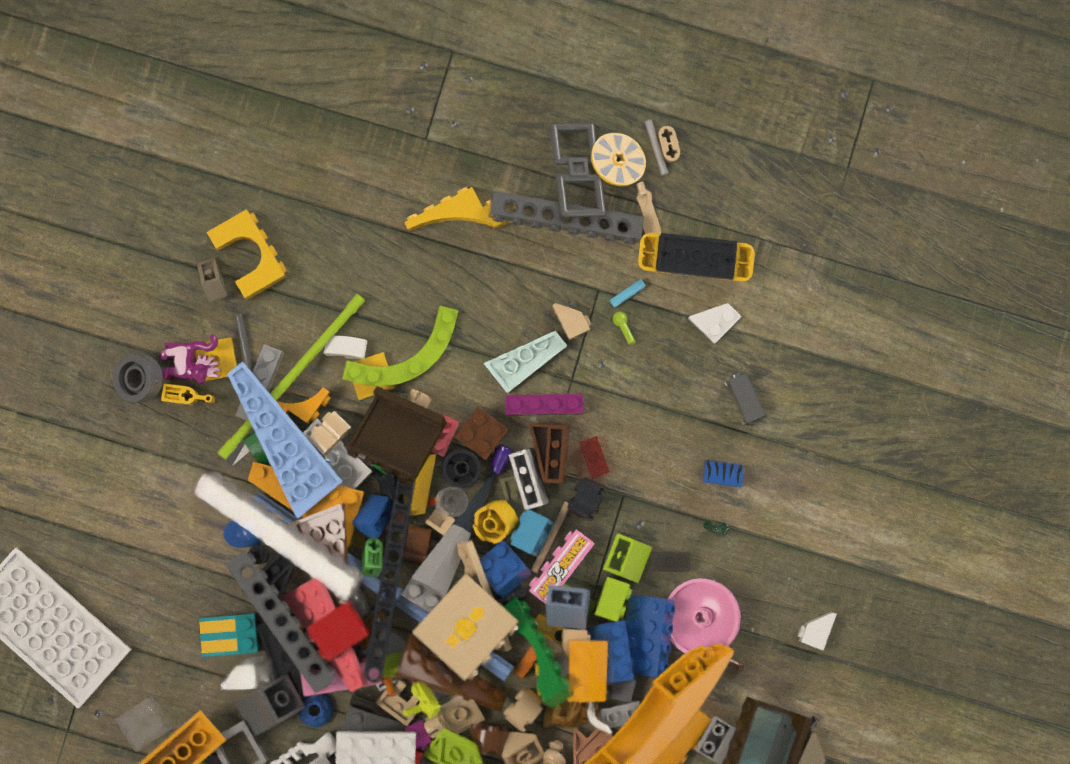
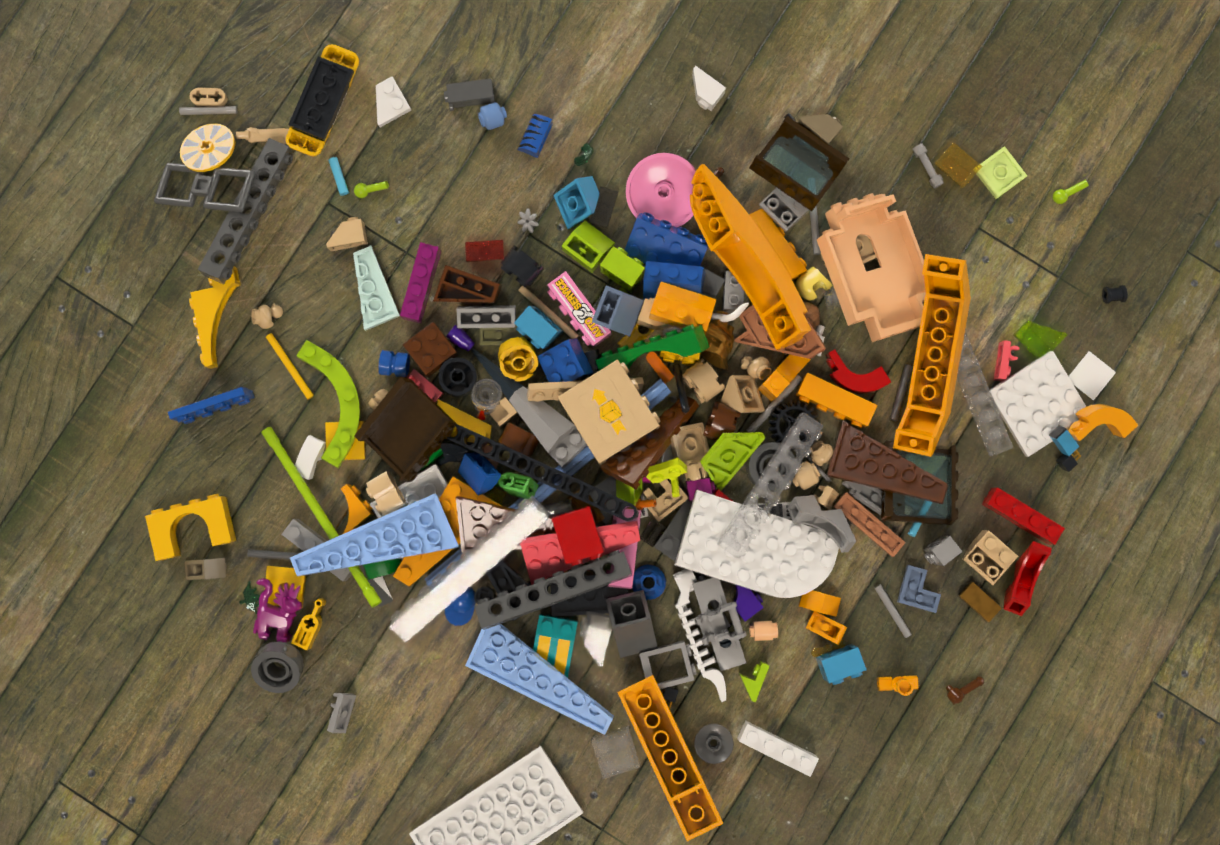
camera: 70 degrees left, 0 degrees up
(111, 450) = (342, 711): none -> light grey plate
(196, 331) = (250, 598): none -> clear green piece
(200, 604) = (519, 667): none -> light blue wing
(364, 235) = (207, 406): none -> blue plate
(428, 301) = (289, 365): none -> yellow bar
(458, 402) = (391, 363): none -> blue wheel
(471, 262) = (264, 314): none -> tan animal
(511, 689) = (681, 388): none -> black bar
(635, 491) = (527, 220): none -> light grey plant
(668, 535) = (577, 200): none -> dark azure slope
(729, 426) = (492, 116): none -> medium blue head

